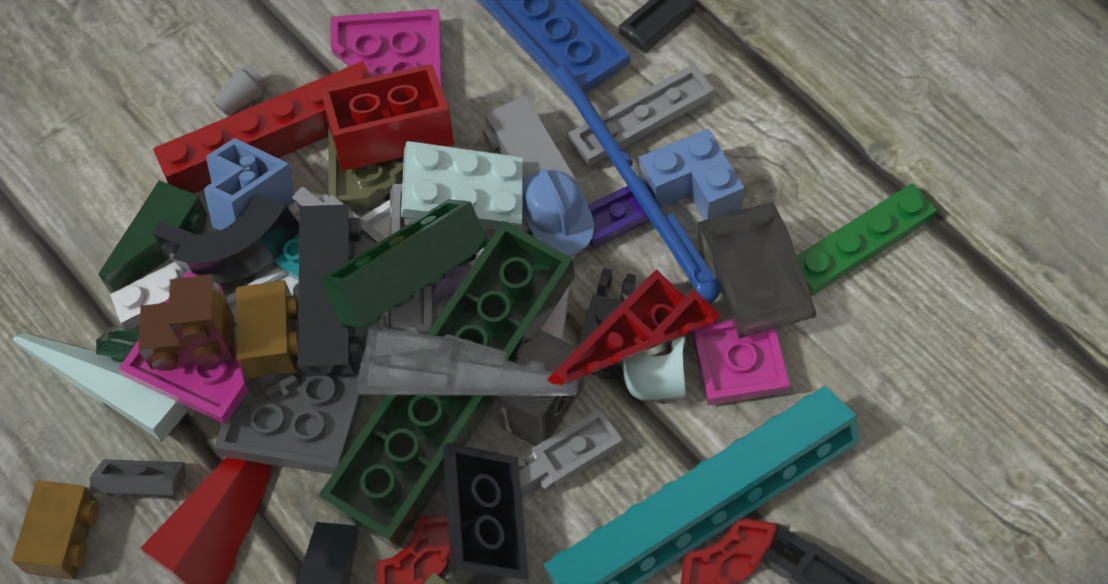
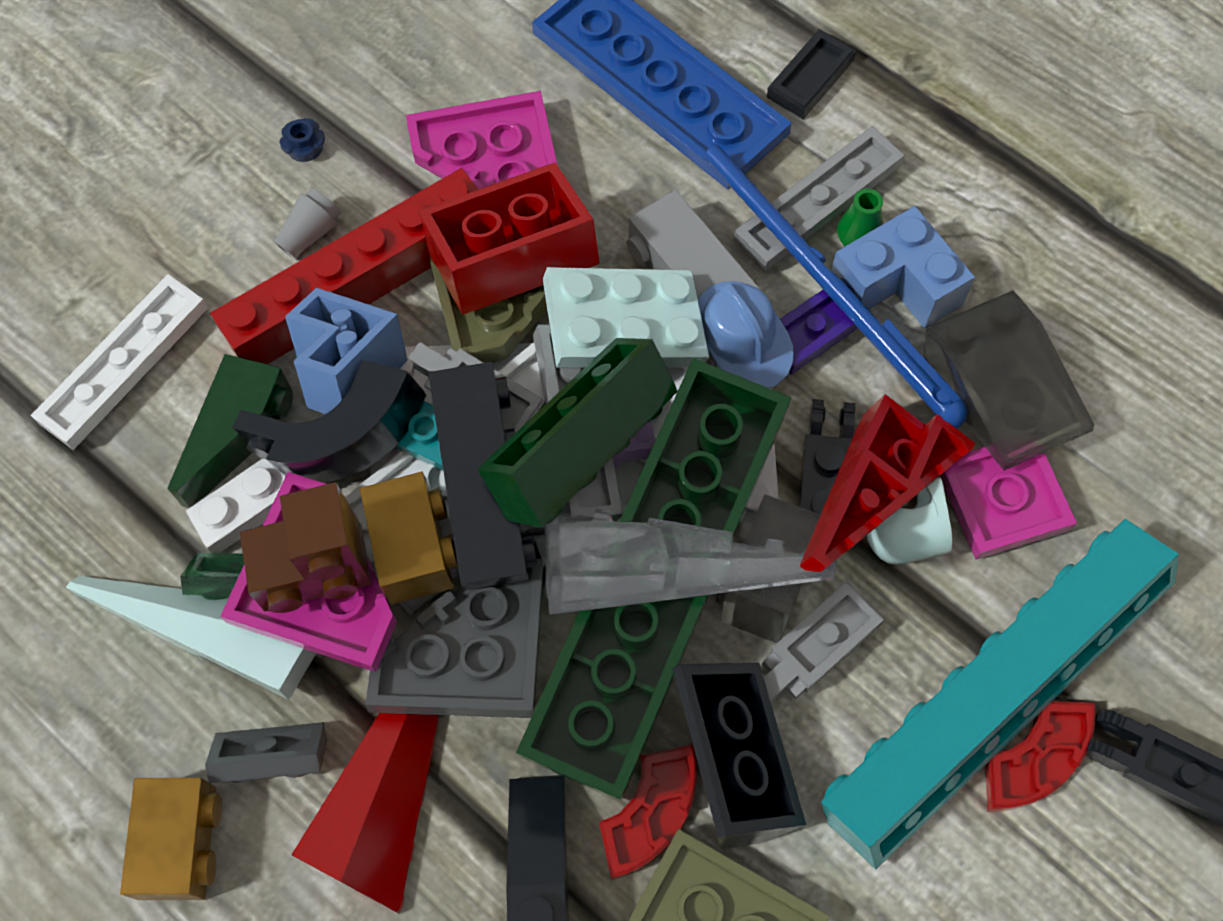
camera: 10 degrees left, 5 degrees up
(81, 178) = (119, 362): none -> white plate
(252, 33) = (303, 148): none -> dark blue plate
(669, 130) = (861, 216): none -> green cone
(864, 237) = (1127, 317): green plate -> none

